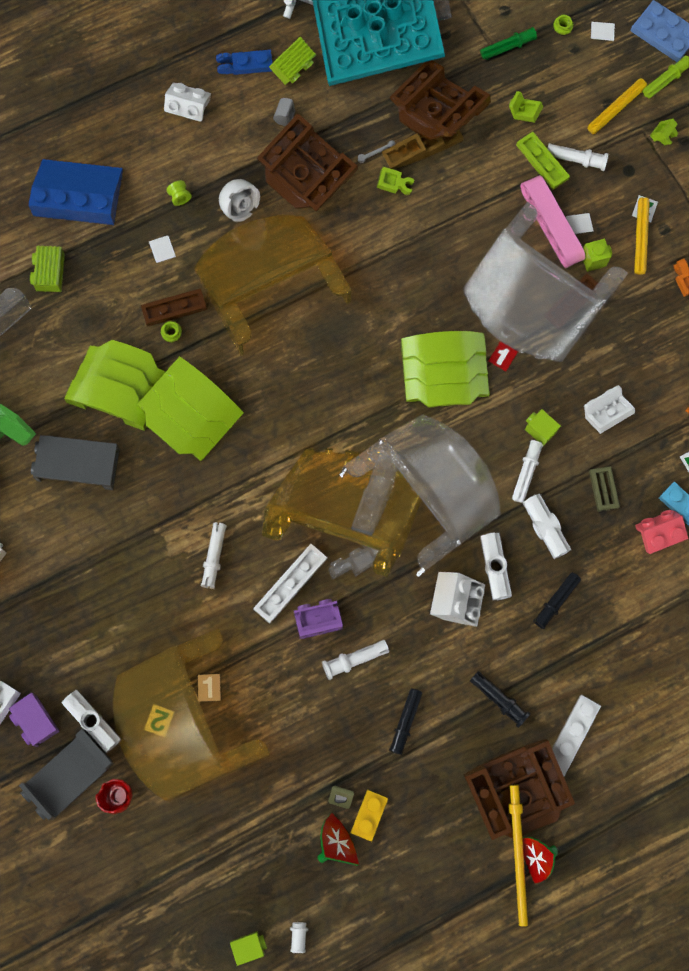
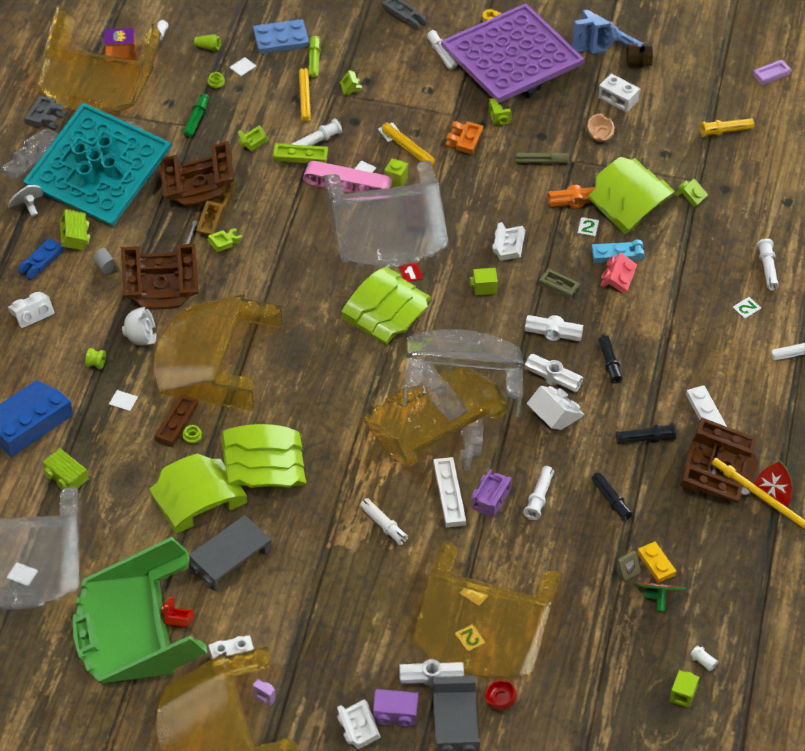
camera: 45 degrees left, 25 degrees down
(527, 471) = (501, 306): white axle -> none

